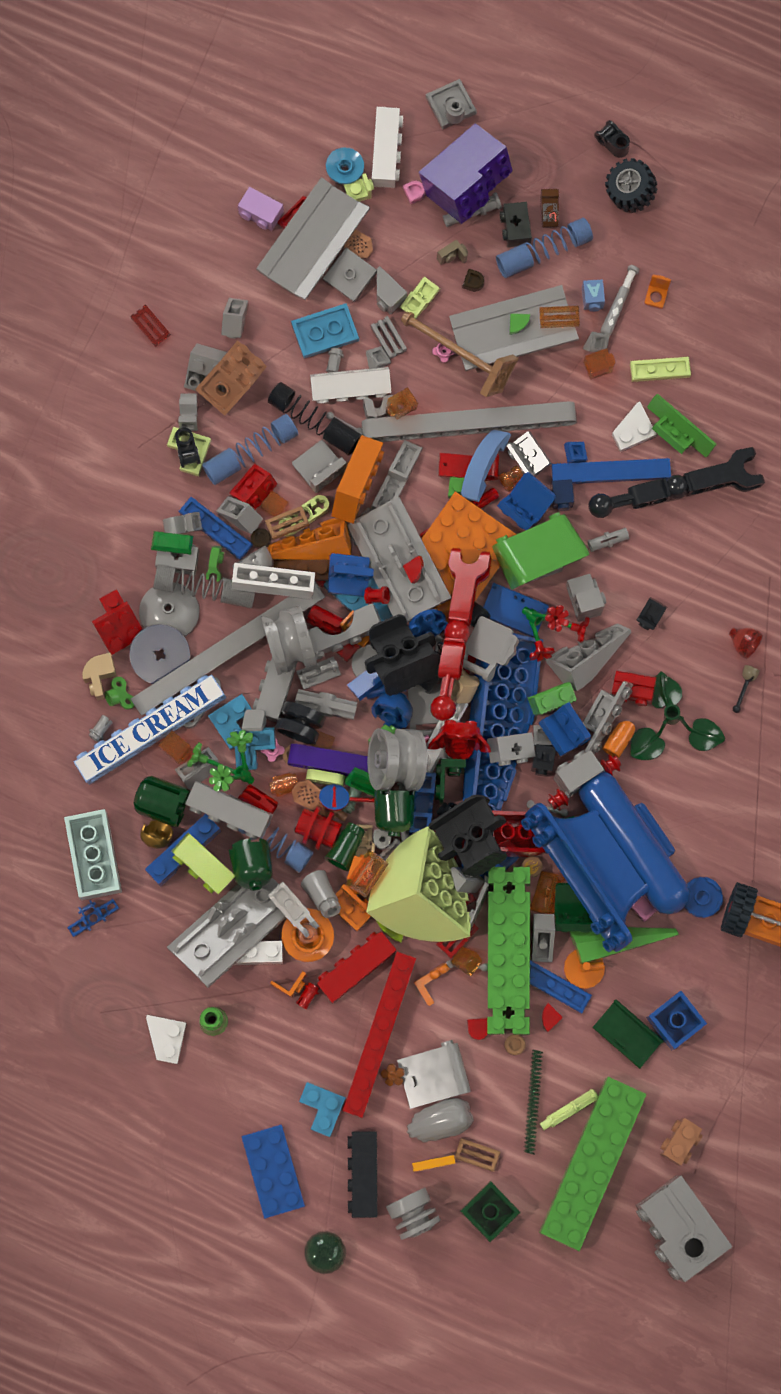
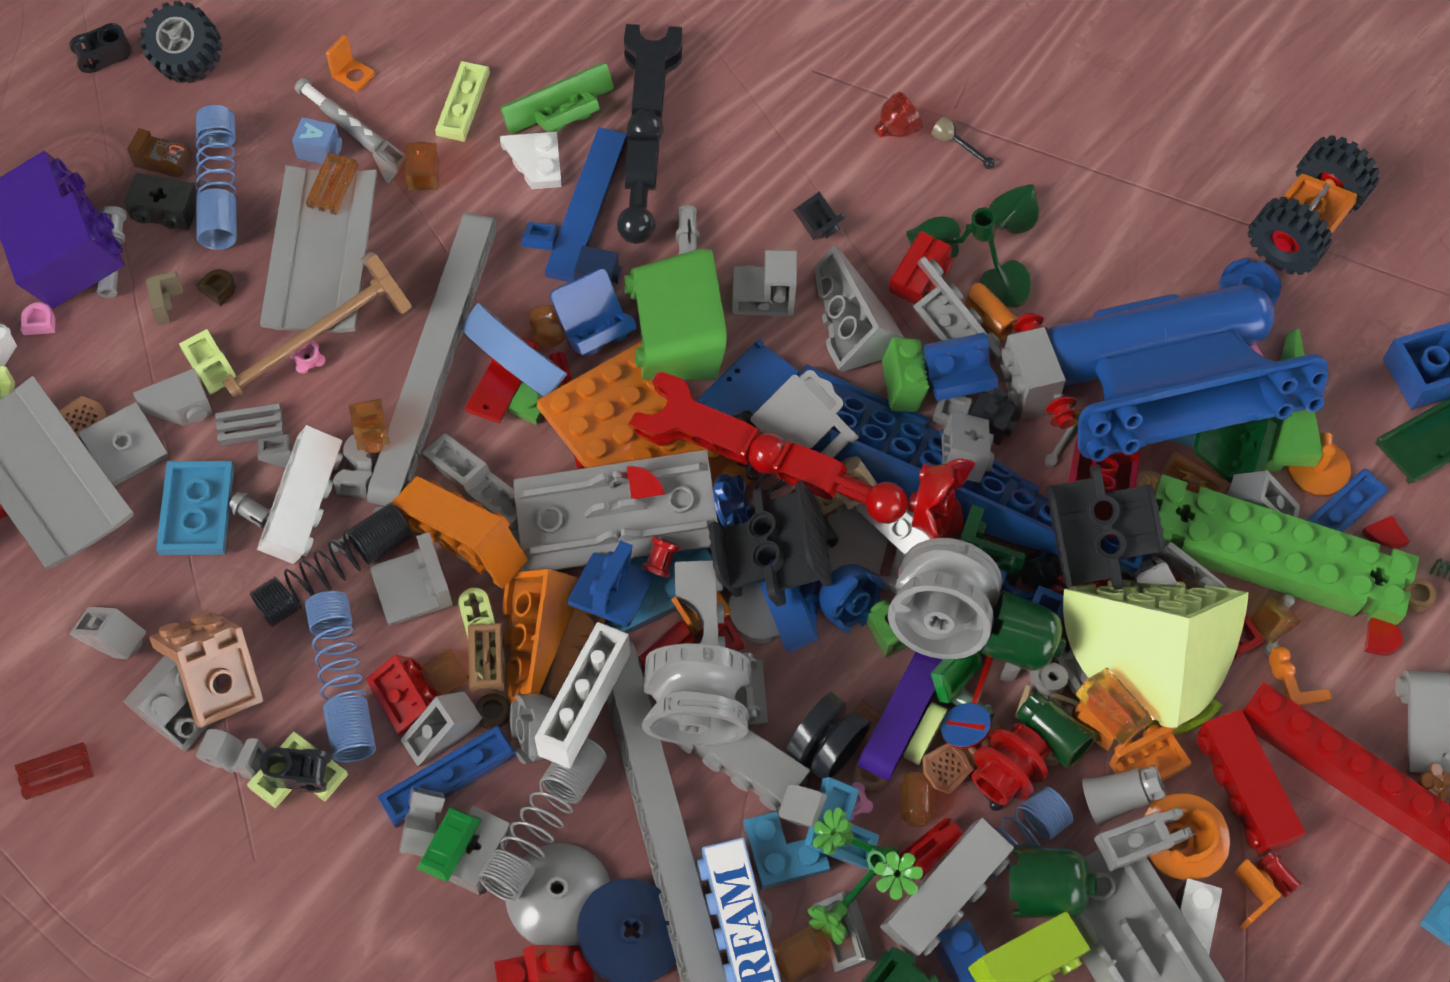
camera: 70 degrees left, 15 degrees down
(215, 558) = (500, 786): bright green plate -> none
(327, 704) = (805, 693): light grey piece -> none
(518, 322) = (314, 237): bright green tile -> none
(528, 454) = (518, 292): bracket -> none
(556, 620) = (801, 308): red plant -> none

